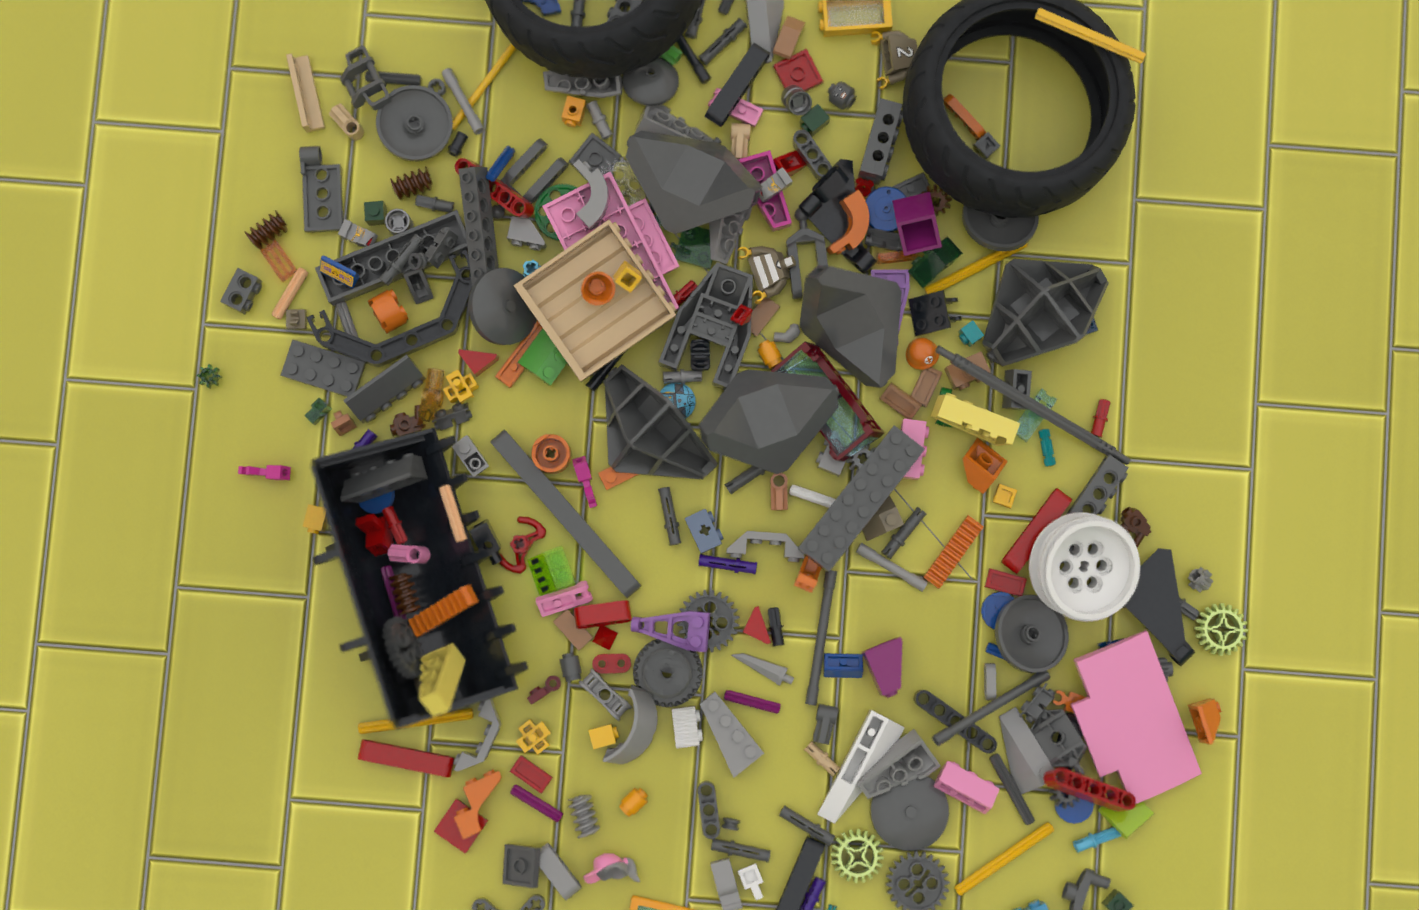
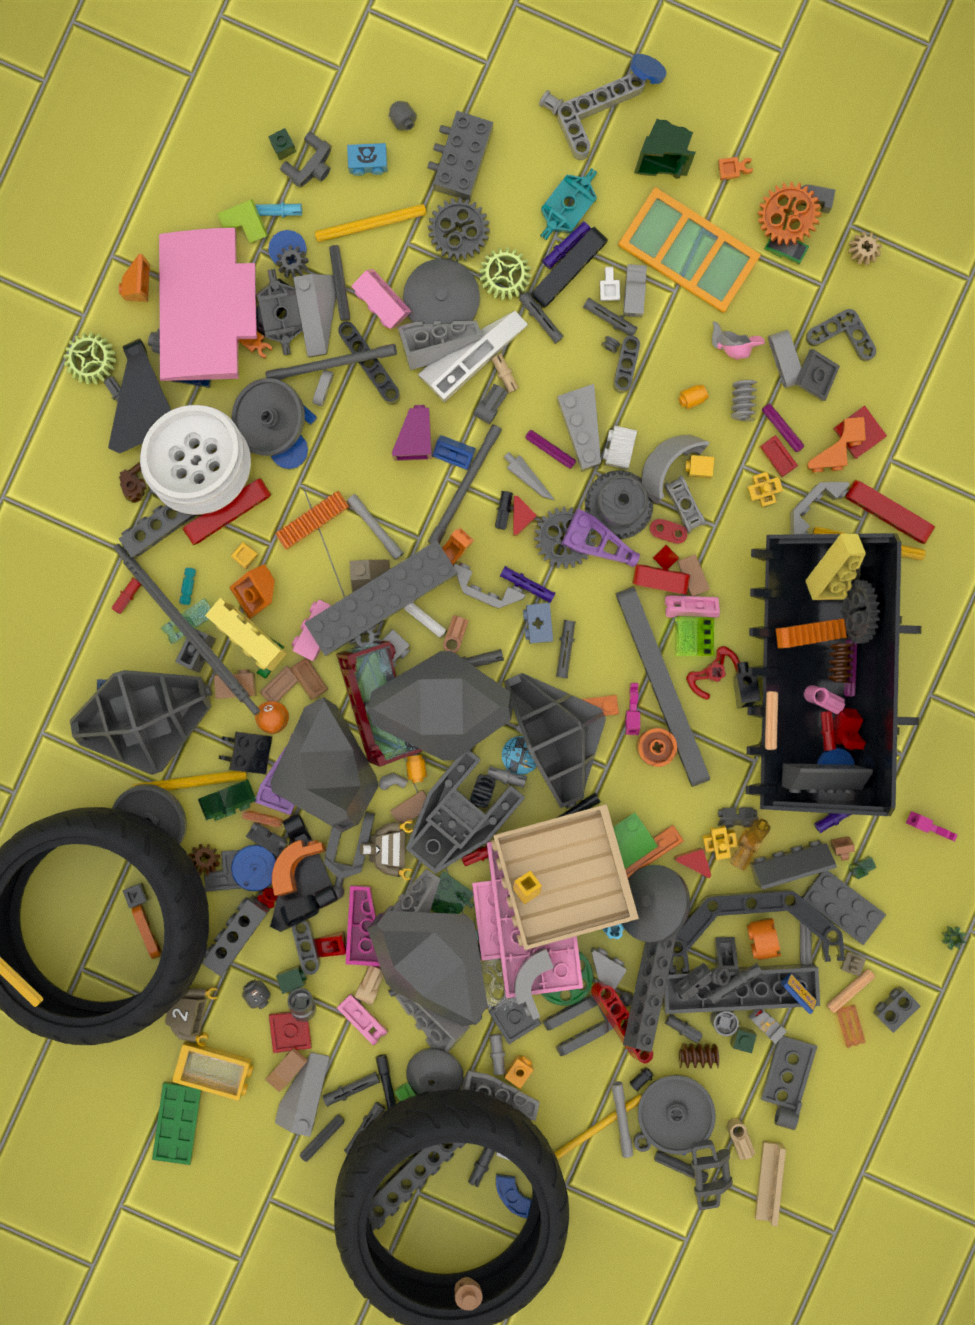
camera: 165 degrees left, 5 degrees up
(267, 231) = (852, 1058): reddish brown piece -> none
(315, 519) = (903, 765): yellow brick -> none
(406, 425) = (784, 822): reddish brown piece -> none
(470, 455) = (733, 772): light grey slope -> none
(500, 163) = (608, 1044): blue axle -> none
(537, 693) = (747, 528): dark red plate -> none
(570, 667) = (708, 541): dark grey brick -> none
(598, 288) = (559, 886): orange helmet -> none
(737, 85) = (352, 1040): black beam -> none
(742, 315) = (430, 813): red slope -> none
(775, 184) = (353, 928): light grey leg -> none
(903, 533) = (352, 554): dark grey pin -> none
(916, 223) = (231, 841): magenta slope -> none
(970, 334) = (219, 719): teal plate -> none
(1005, 582) = (274, 474): red tile -> none
(1041, 696) = (293, 347): dark grey hinge -> none
(1114, 798) = (276, 256): red beam -> none
(1200, 579) = (91, 411): light grey gear -> none

